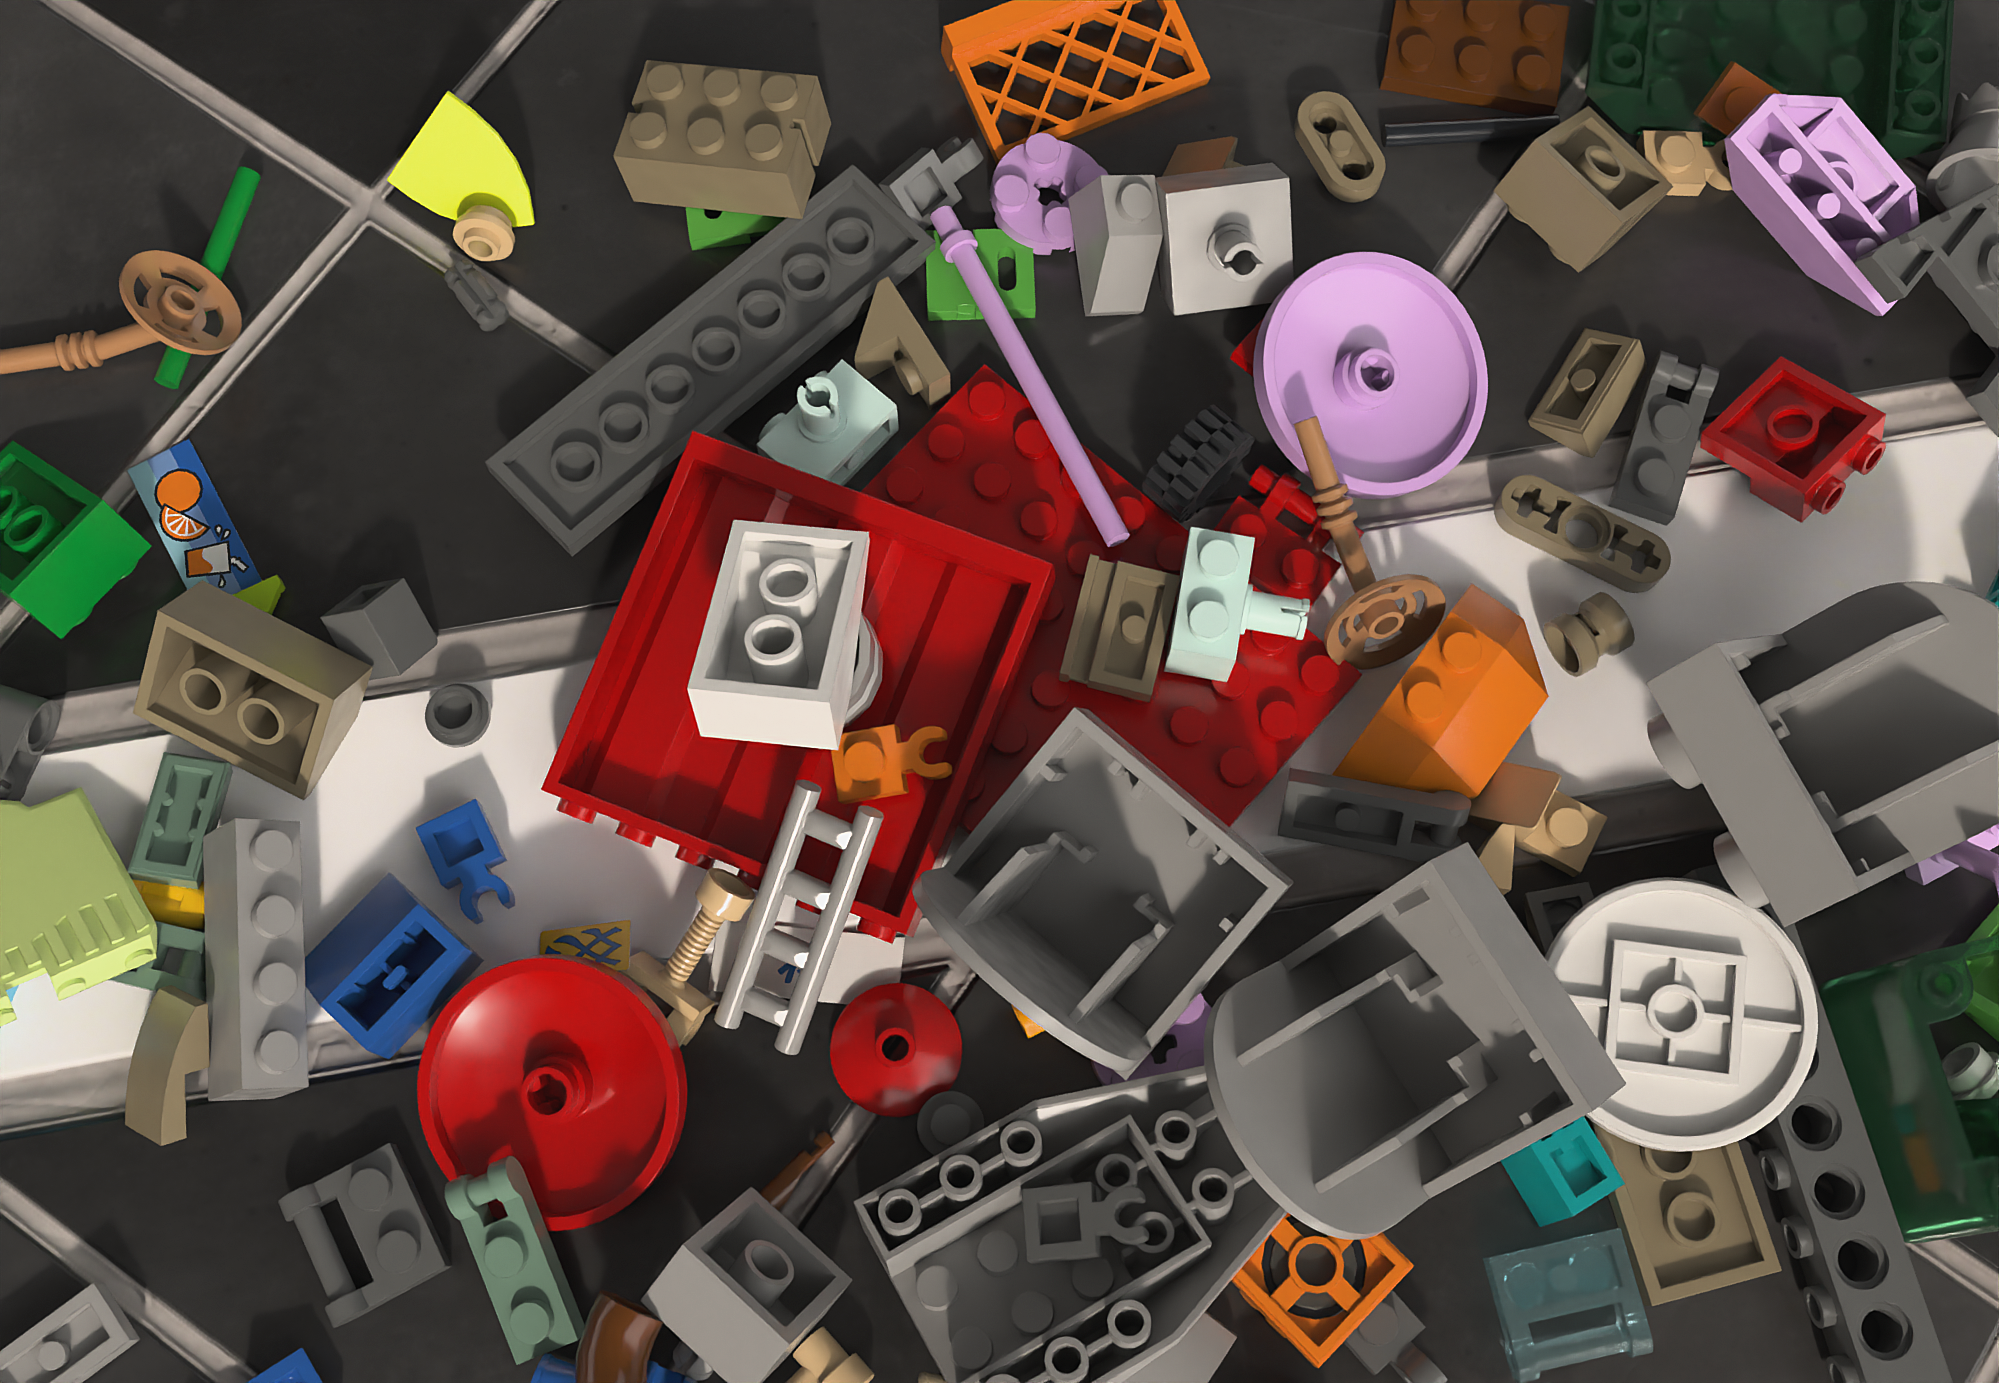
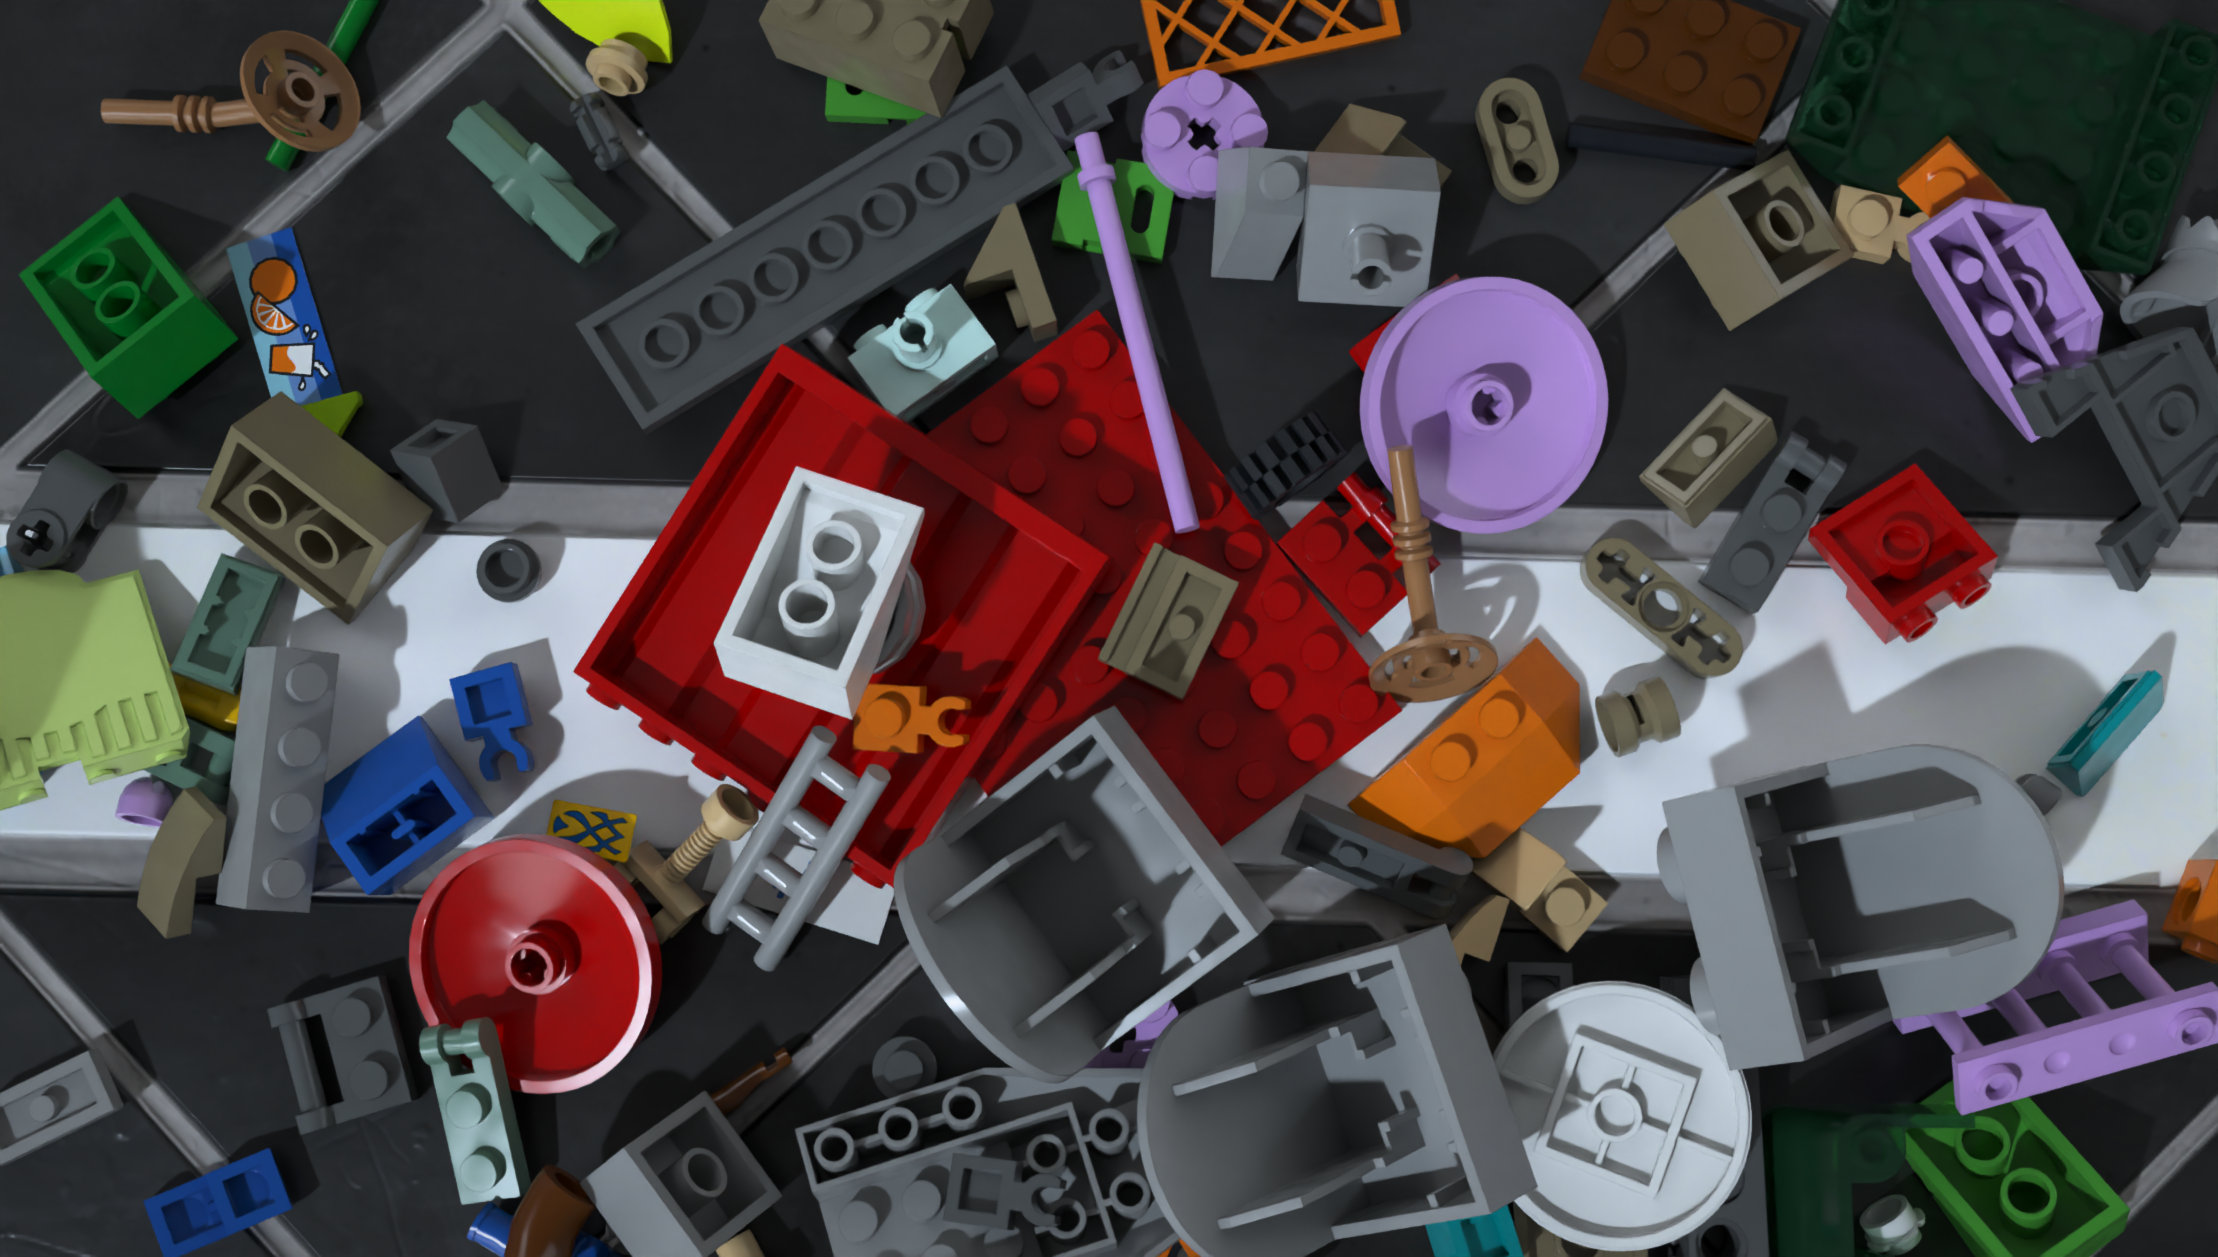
camera: 15 degrees right, 10 degrees up
(118, 1017) = (144, 802): none -> lavender hinge
(421, 351) = (533, 184): none -> sand green piece
(902, 1085) = (873, 950): red dish -> none
(1219, 605) = (1270, 622): light aqua brick -> none

